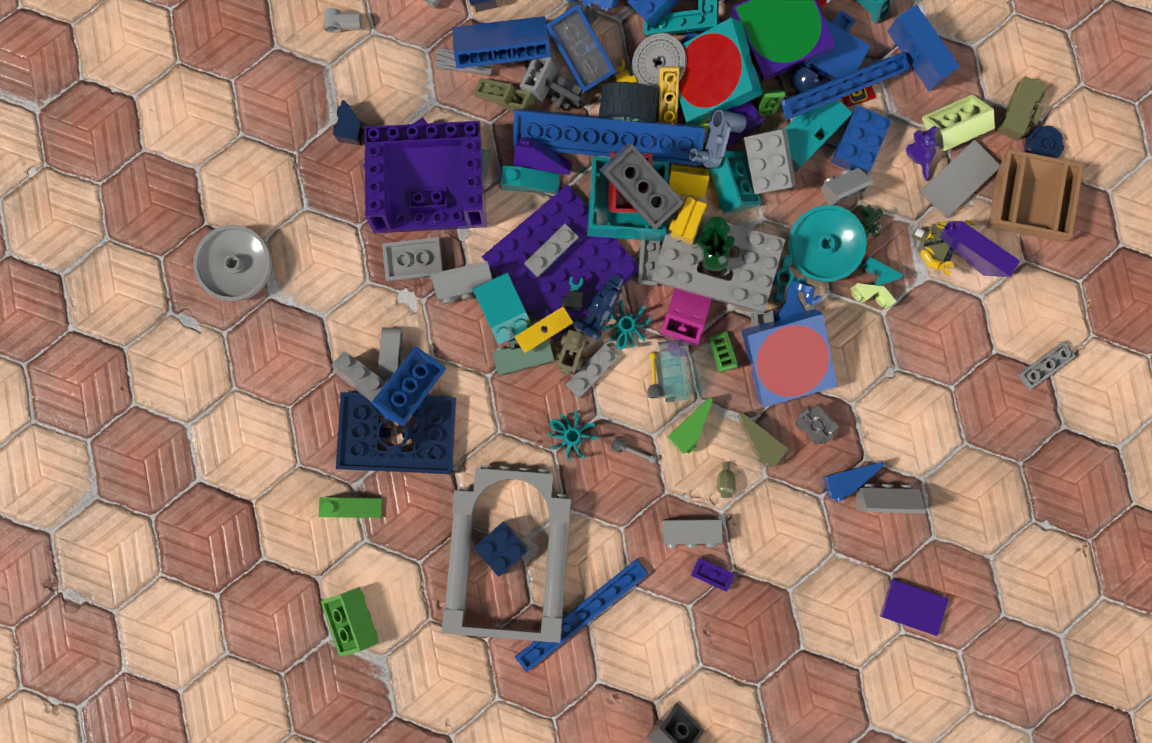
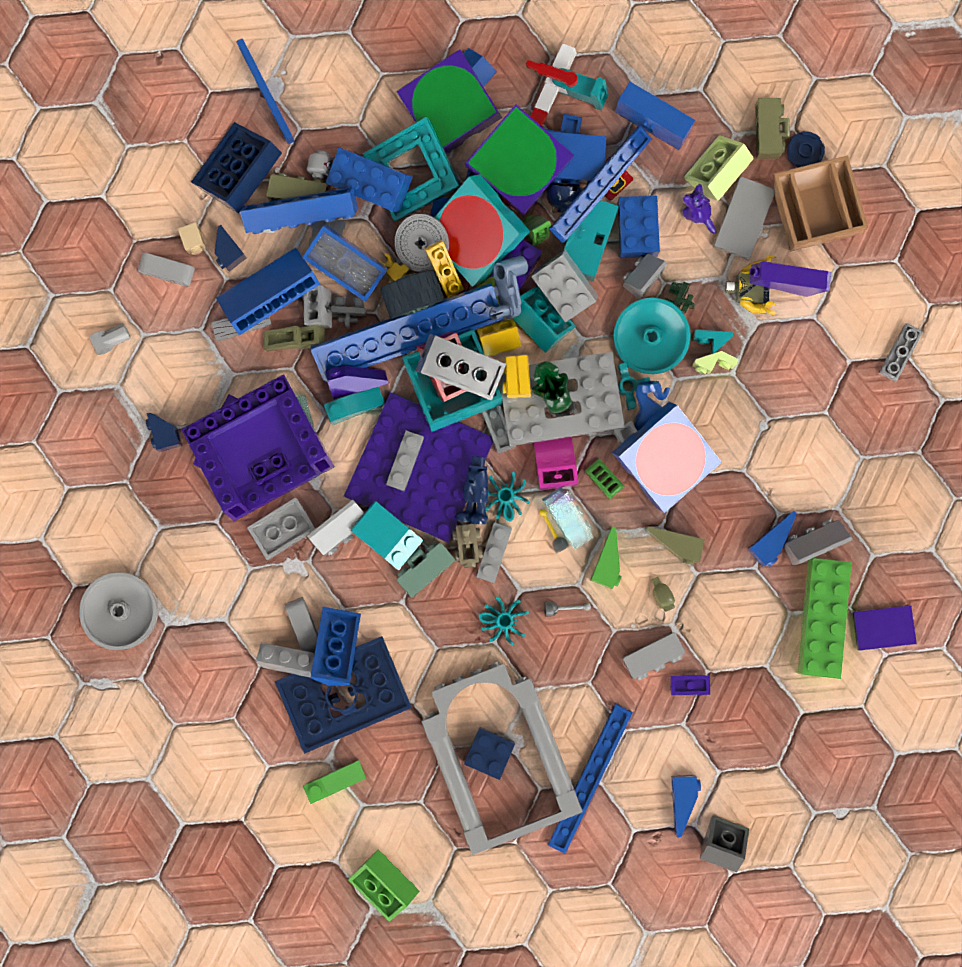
camera: 20 degrees left, 0 degrees up
(552, 323) = (439, 528): yellow tile -> none
(574, 298) = (447, 494): pearl dark grey piece -> none
(658, 674) = (684, 795): none -> blue slope
(817, 424) = (720, 504): flat silver piece -> none
(864, 572) = (824, 618): none -> bright green brick

